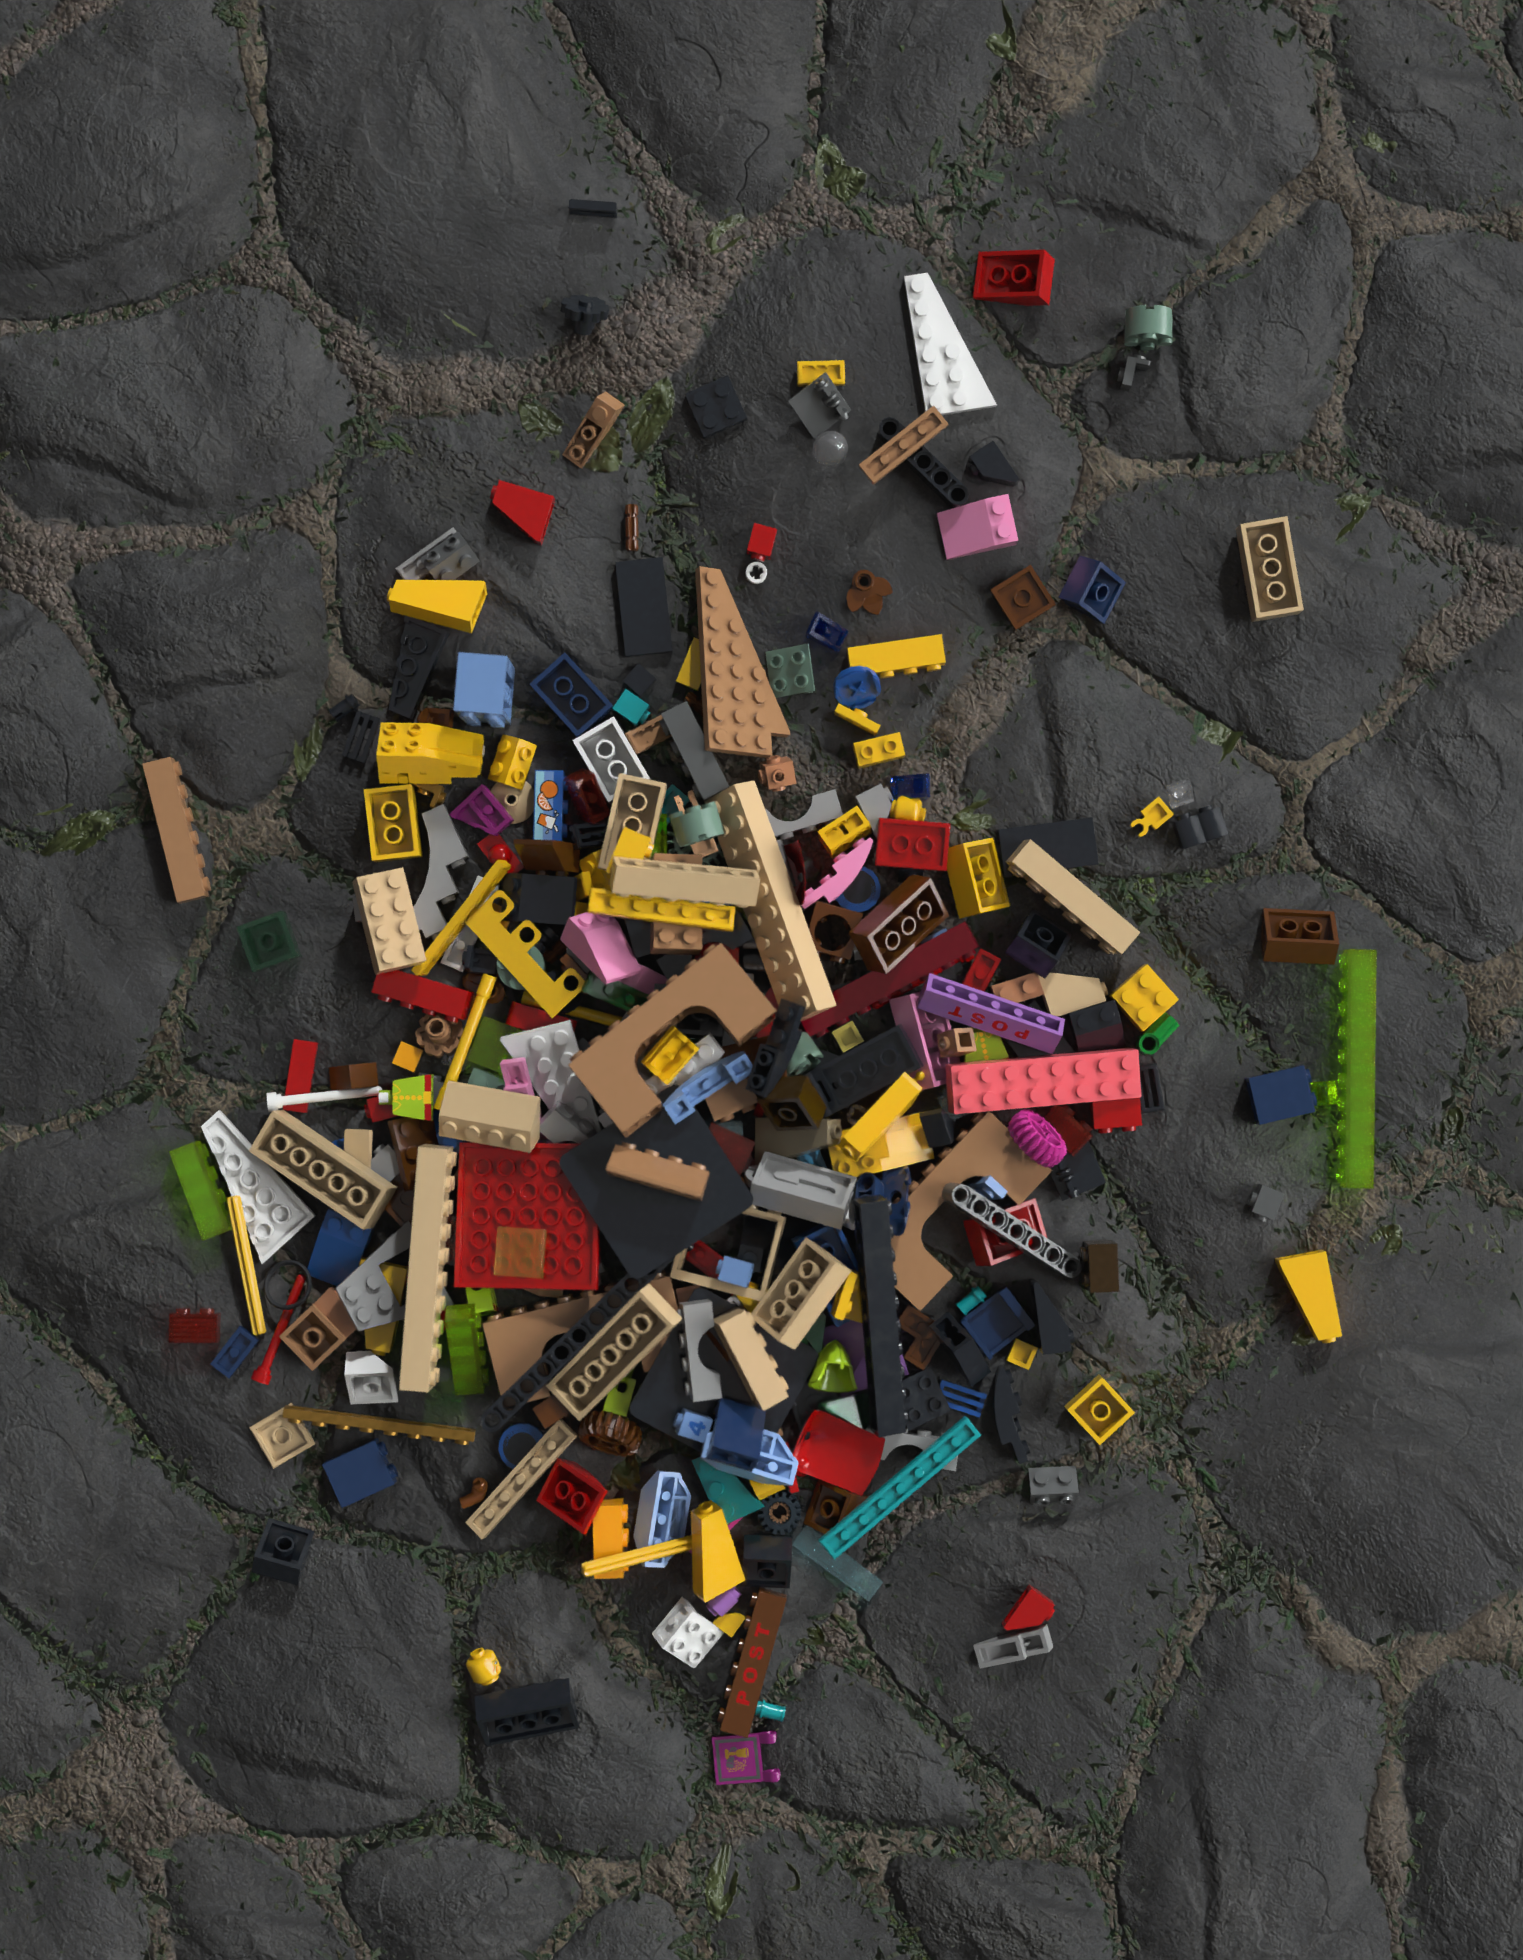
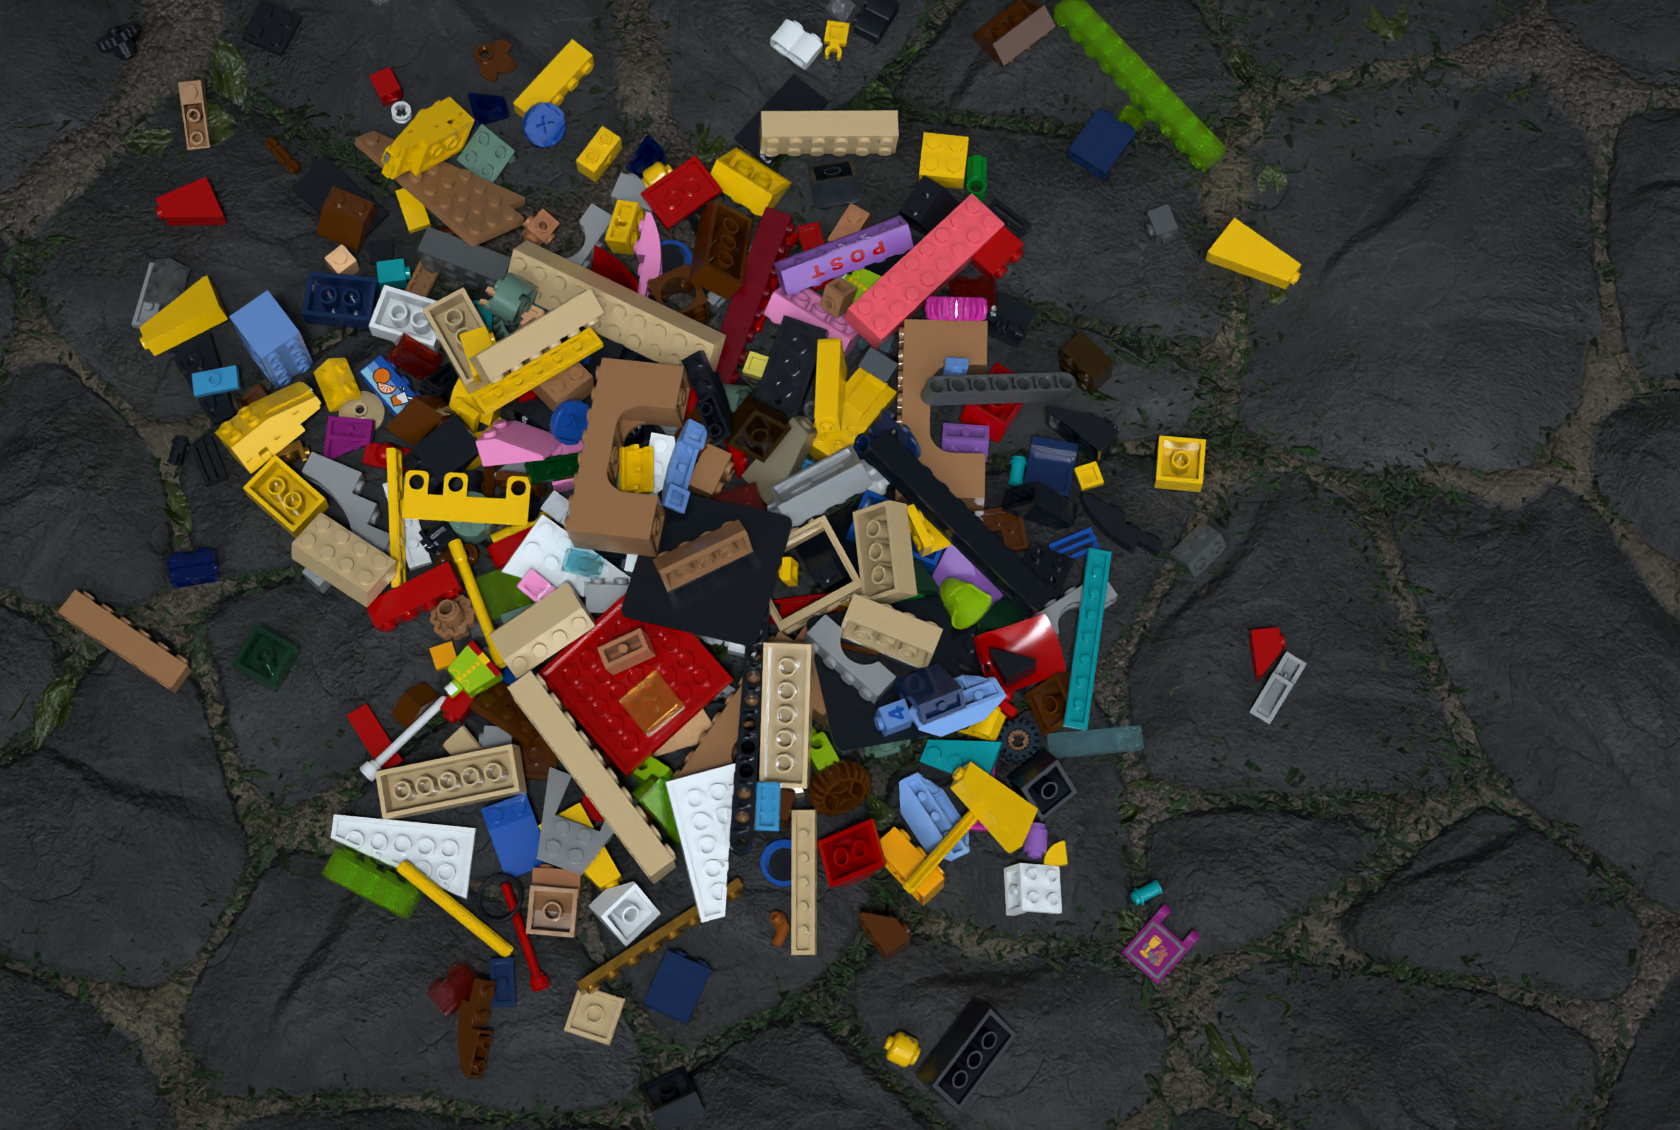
camera: 35 degrees left, 15 degrees down
(178, 1373) = (473, 1036): none -> reddish brown slope
(276, 817) = (193, 568): none -> clear blue brick
(418, 678) = (216, 381): none -> dark azure plate
(477, 1380) = (703, 823): none -> white wing
(534, 1197) = (626, 651): none -> nougat brick
(538, 1408) = (768, 806): none -> dark azure plate
(546, 1574) = (886, 934): none -> reddish brown slope
(564, 1092) = (582, 563): none -> clear light blue slope
(593, 1021) = (556, 507): none -> light grey bracket
(599, 664) = (342, 262): none -> light nougat brick
(632, 630) = (346, 218): none -> reddish brown slope
(655, 967) = (569, 421): none -> blue tile
(716, 1240) = (789, 571): none -> yellow plate
(735, 1271) = (823, 580): medium blue brick -> none
(751, 624) = (428, 139): none -> yellow piece
(752, 1662) = (1099, 866): reddish brown brick -> none
(821, 1457) = (1011, 666): none -> black slope
(857, 718) = (564, 146): yellow plate -> none
(950, 1245) = (965, 438): none -> medium lavender brick
(1071, 993) = (888, 198): tan slope -> none
(1117, 794) = (796, 43): none -> white brick

